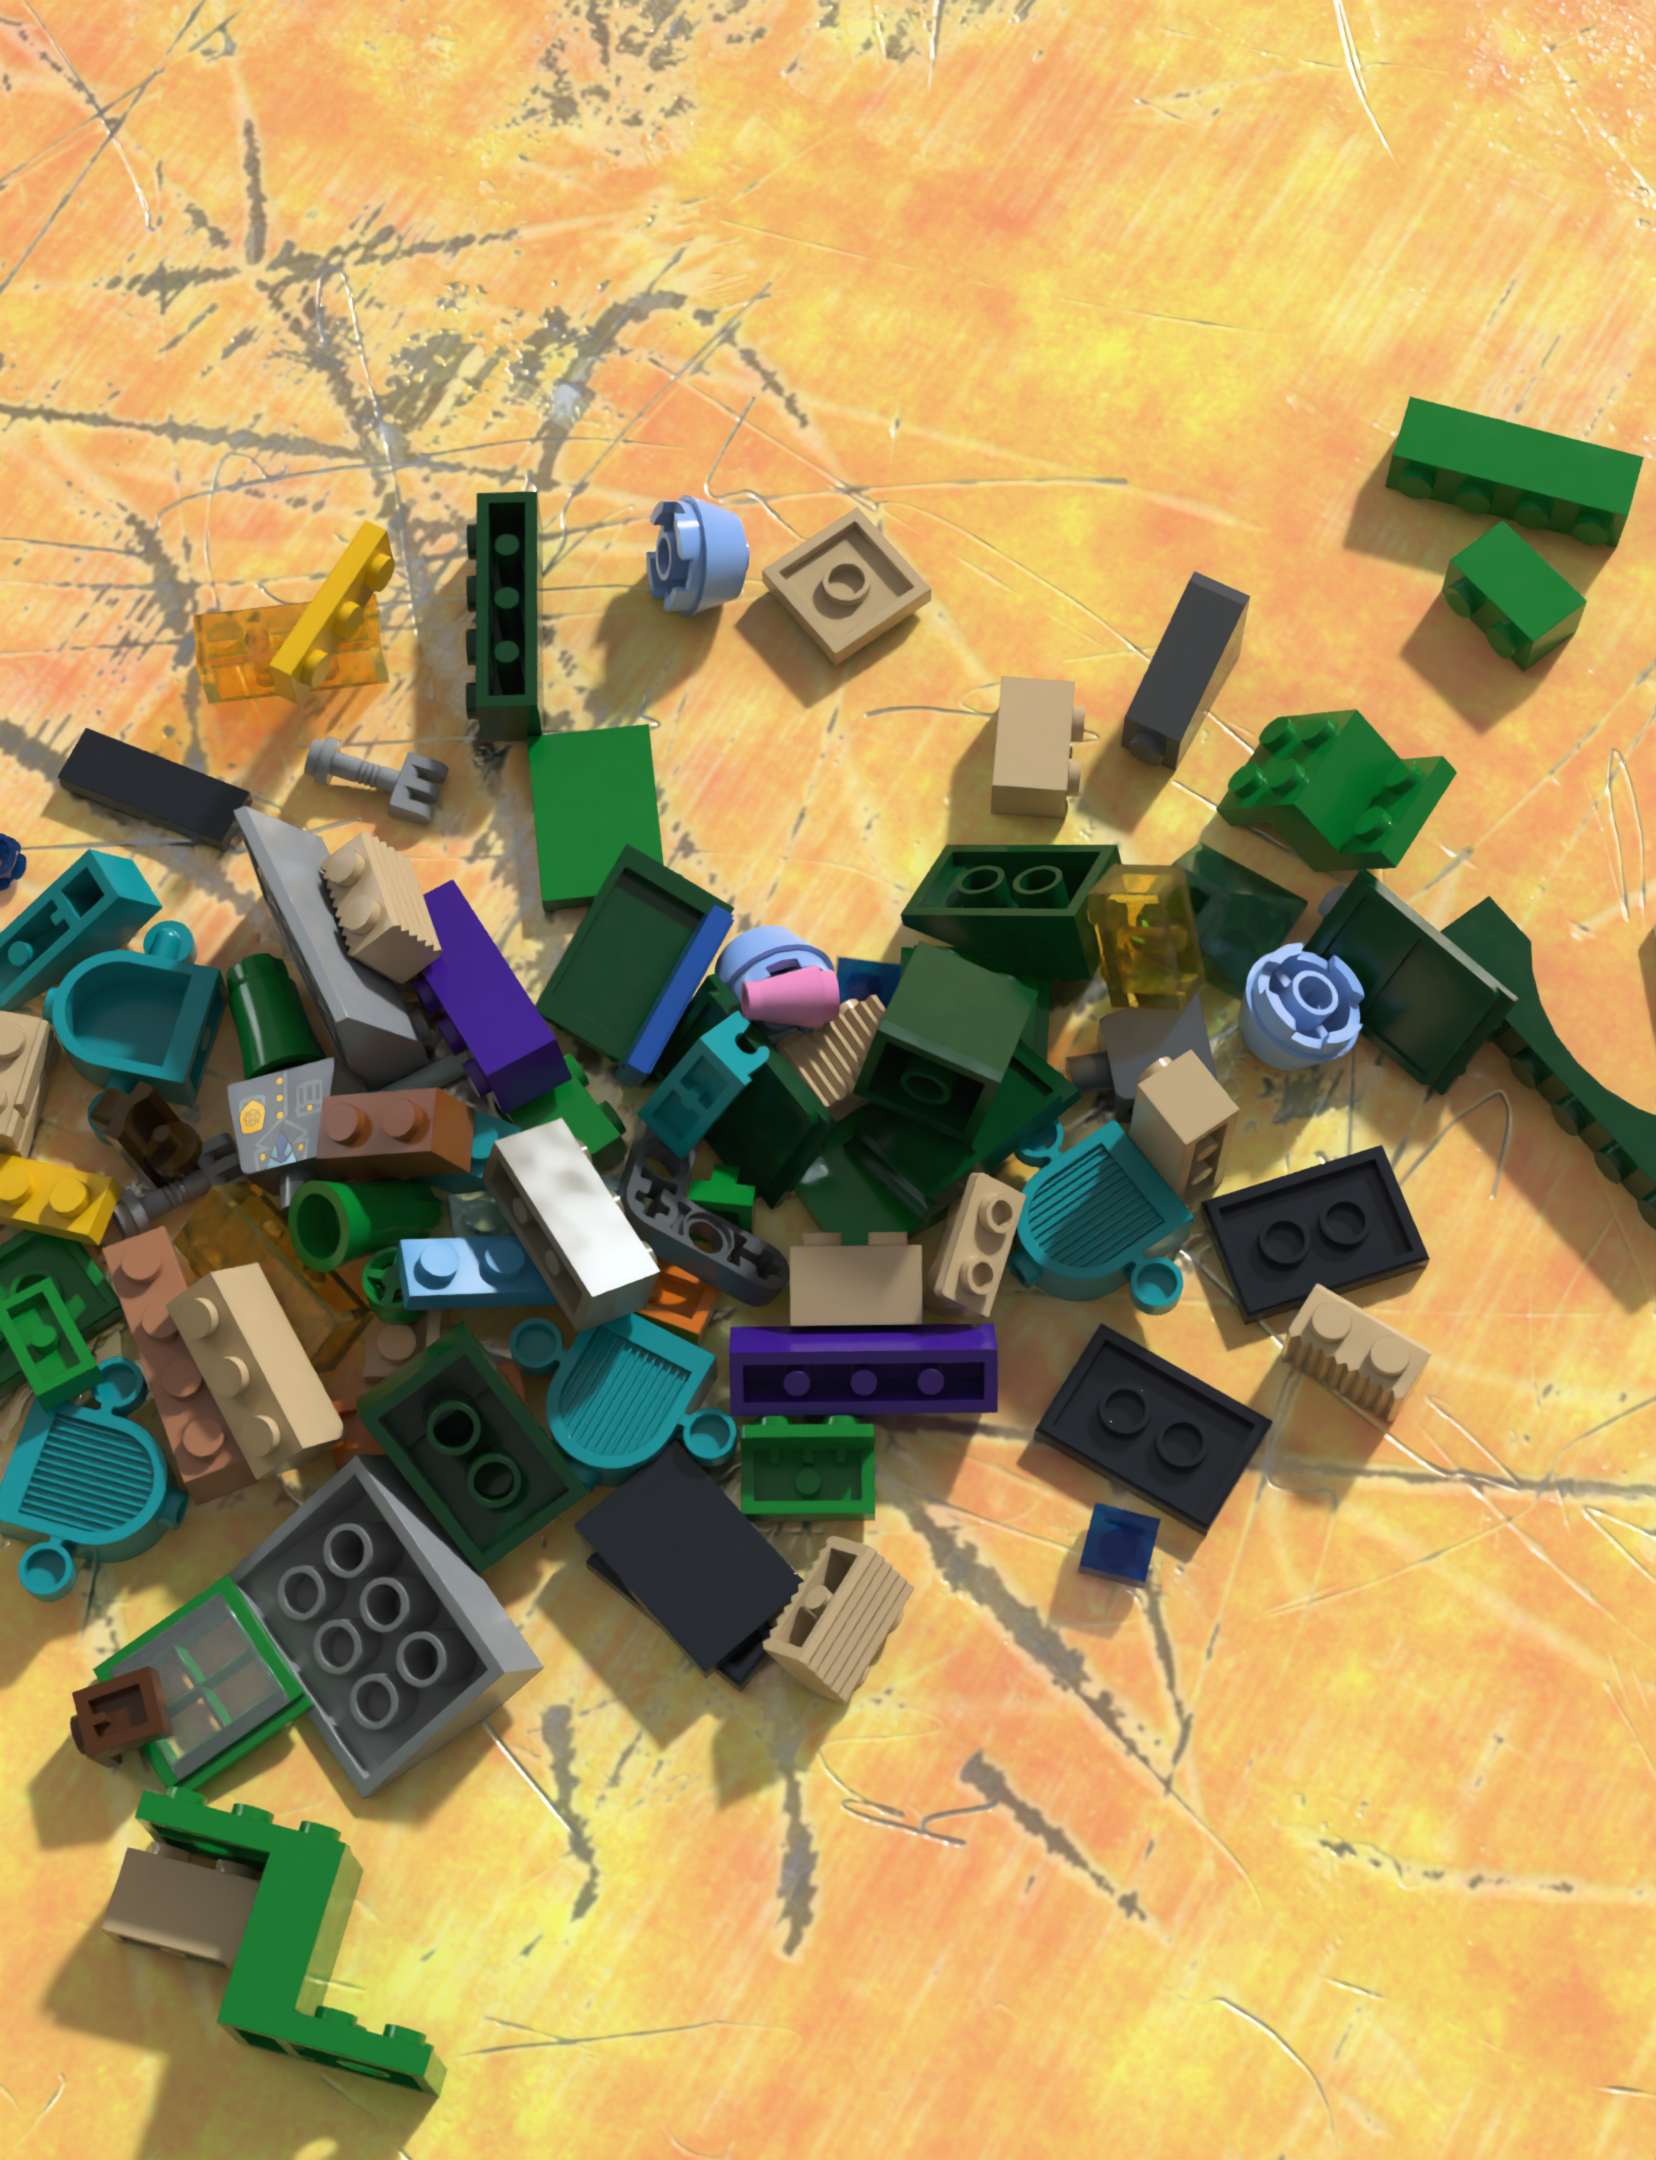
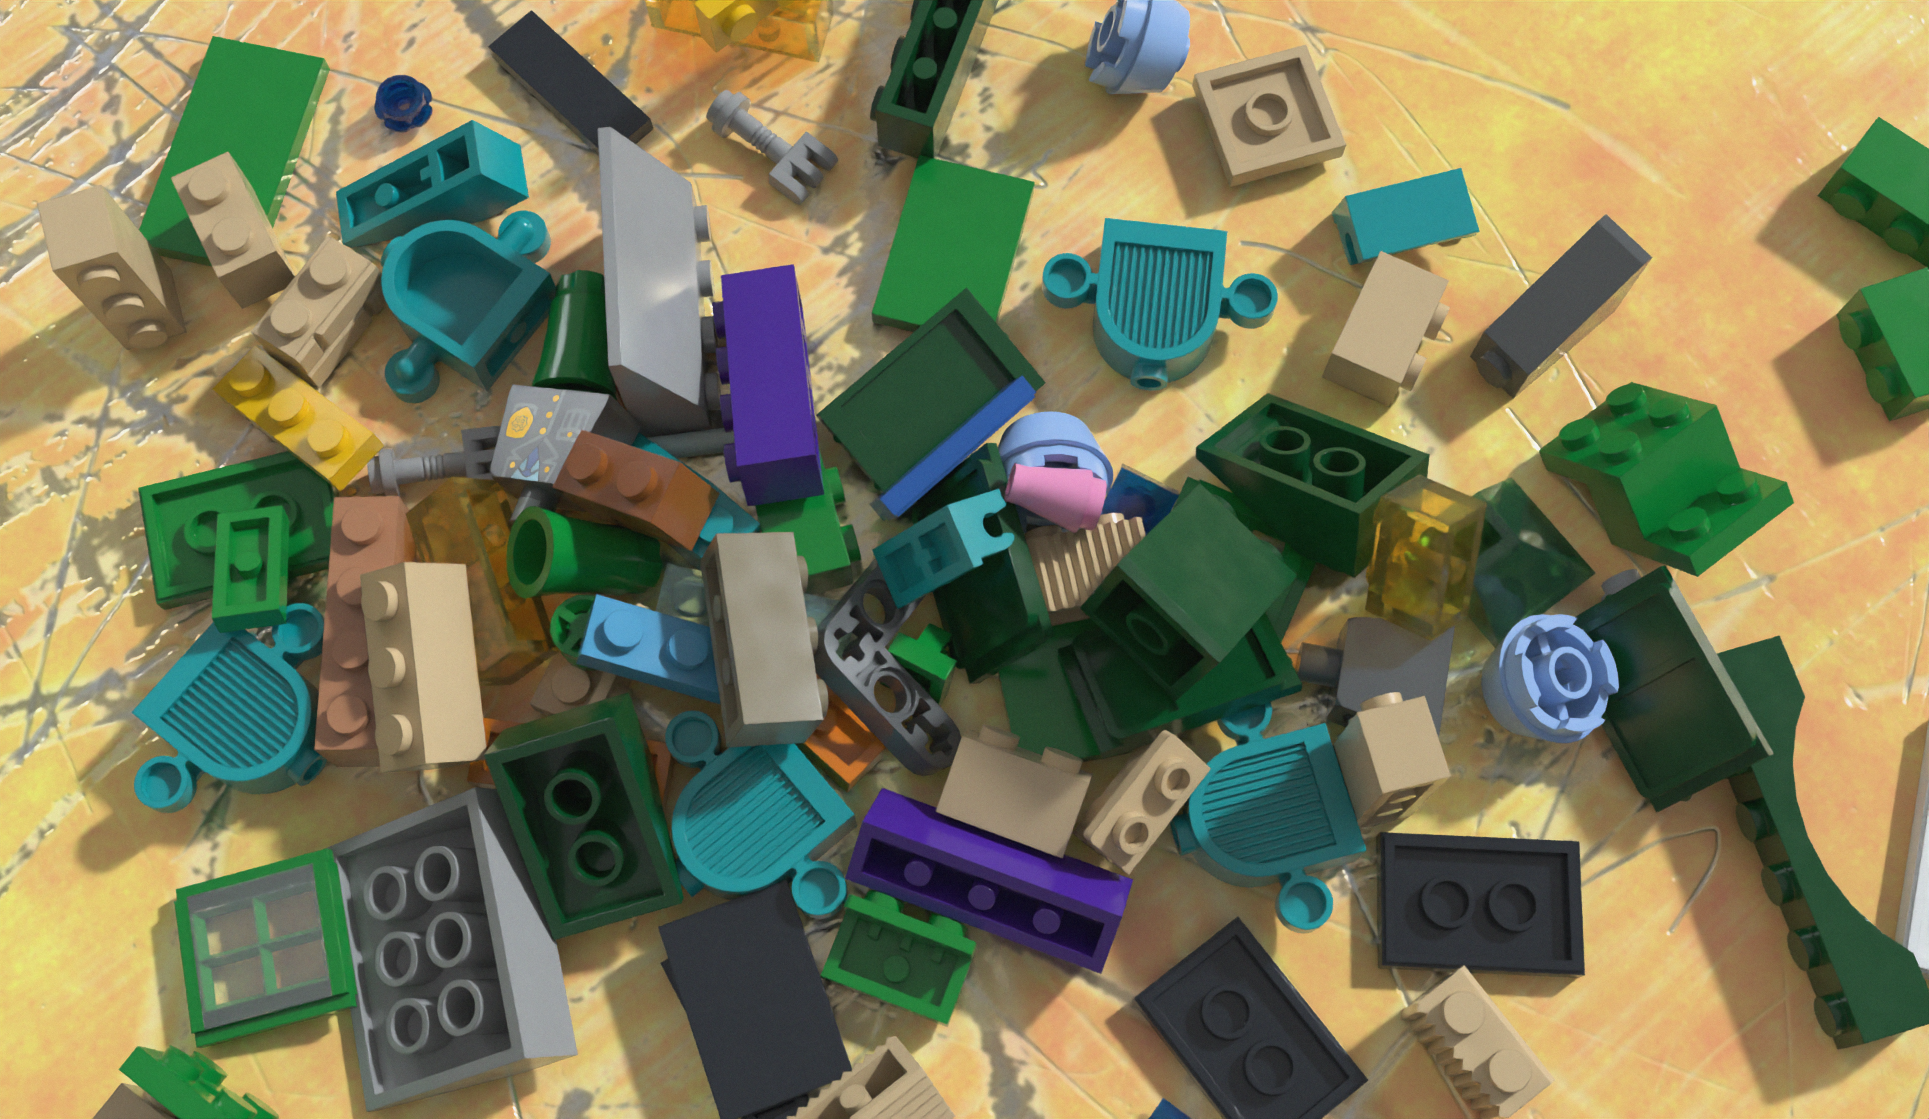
camera: 20 degrees right, 5 degrees up
(120, 1716) = (172, 949): reddish brown bracket -> none
(147, 1134) = (421, 403): dark brown hips -> none
(381, 908) = (709, 268): tan brick -> none
(808, 791) = (1158, 297): none -> teal piece
(1011, 636) = (1405, 216): none -> teal hinge

